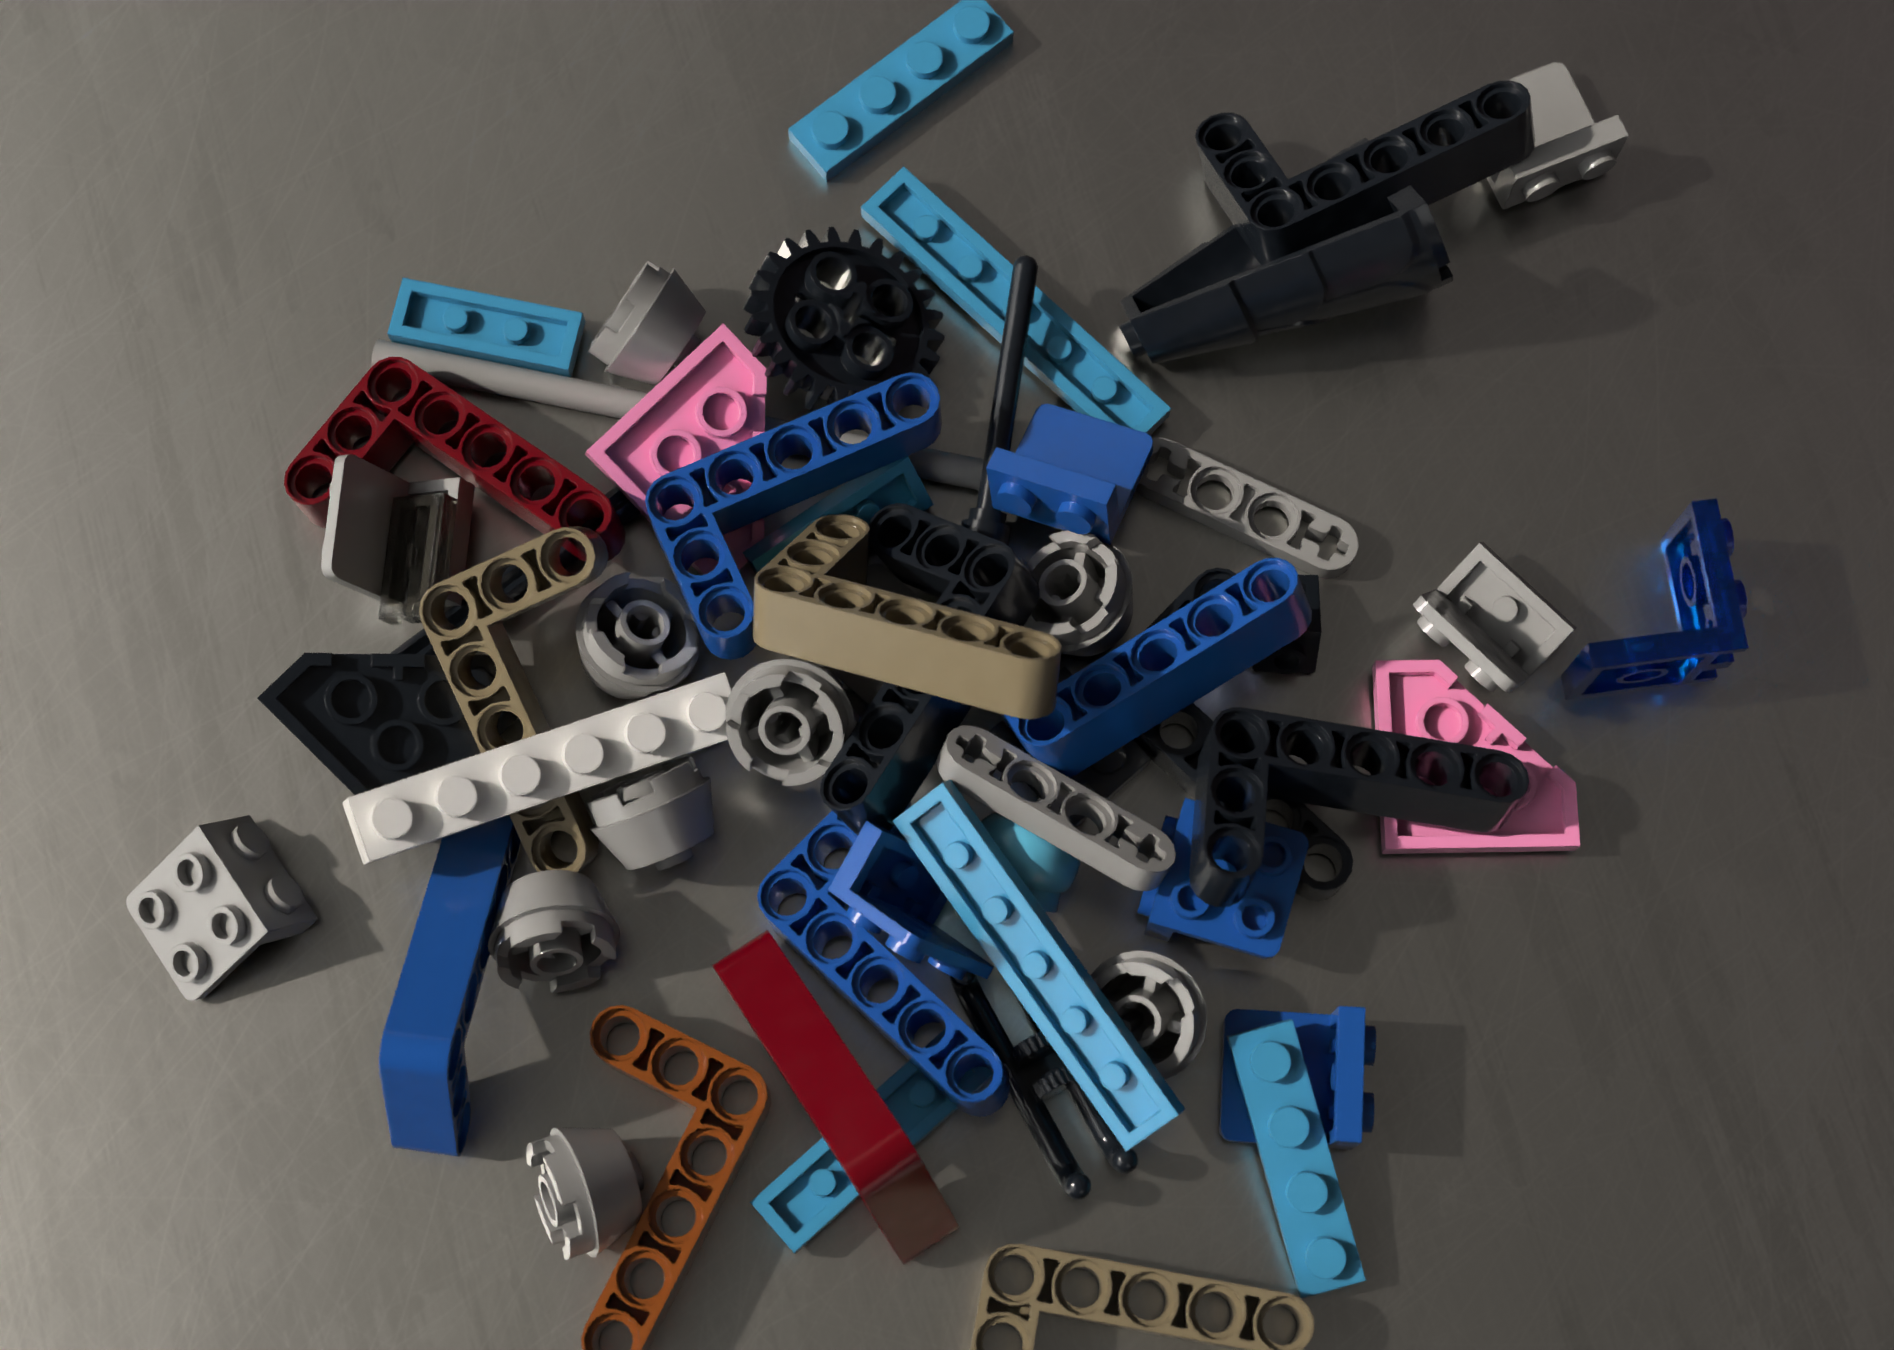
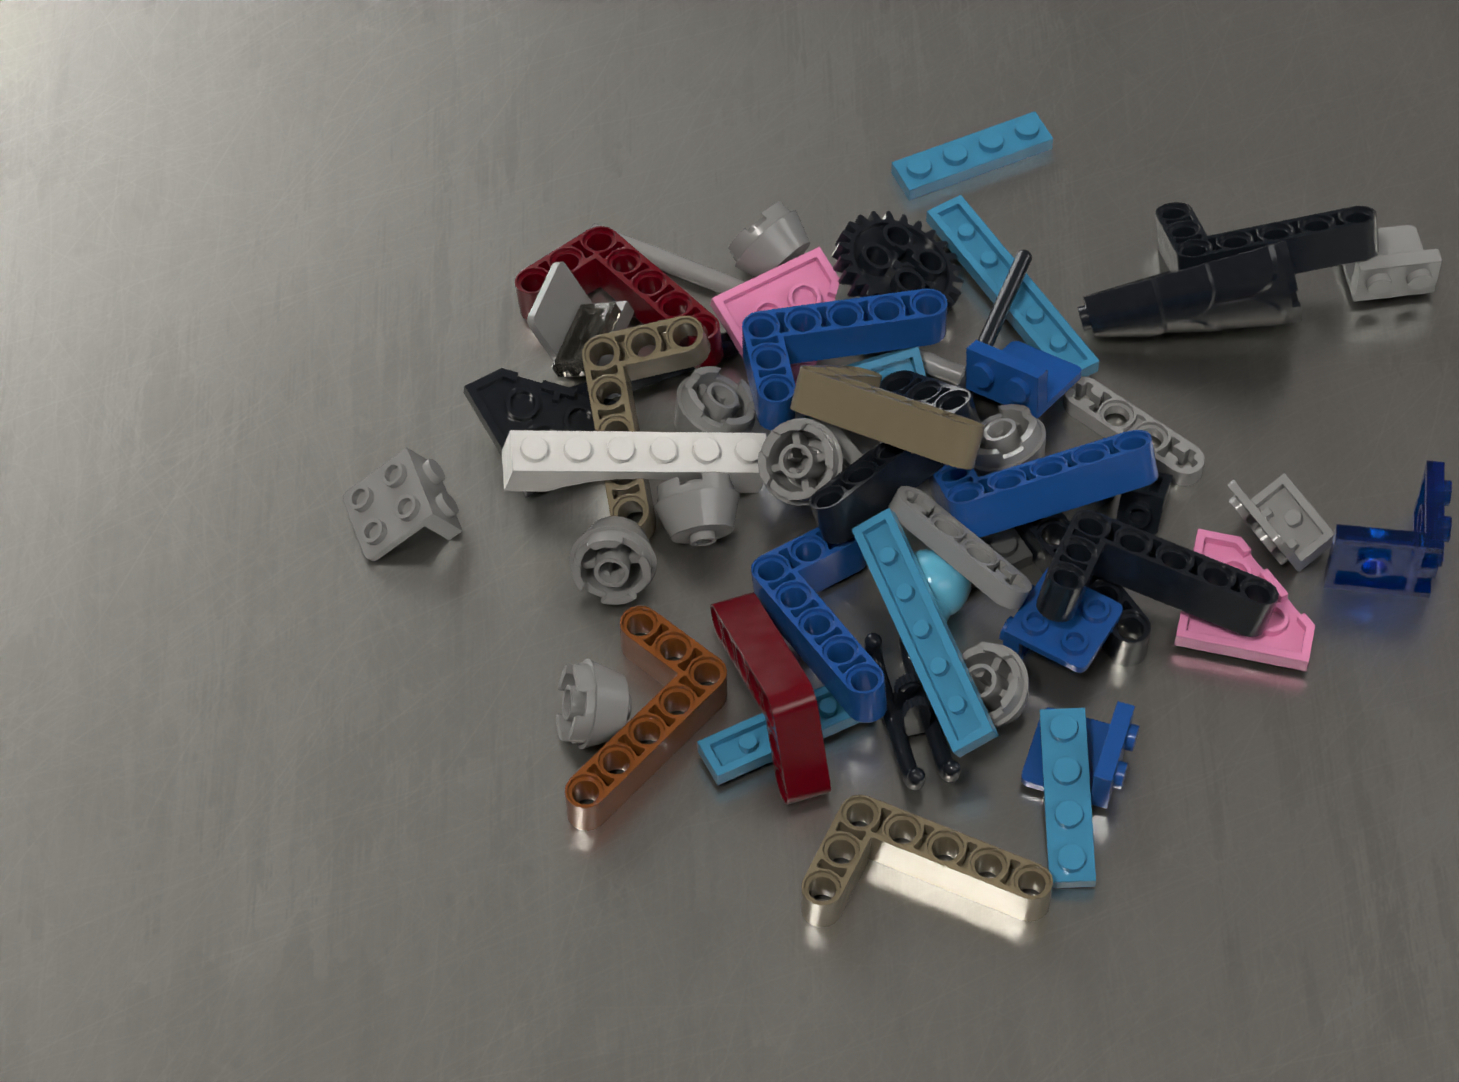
camera: 15 degrees right, 20 degrees down
(438, 990) = (525, 571): blue beam -> none
(486, 327) = (667, 229): dark azure plate -> none
(898, 895) = (842, 574): blue bracket -> none

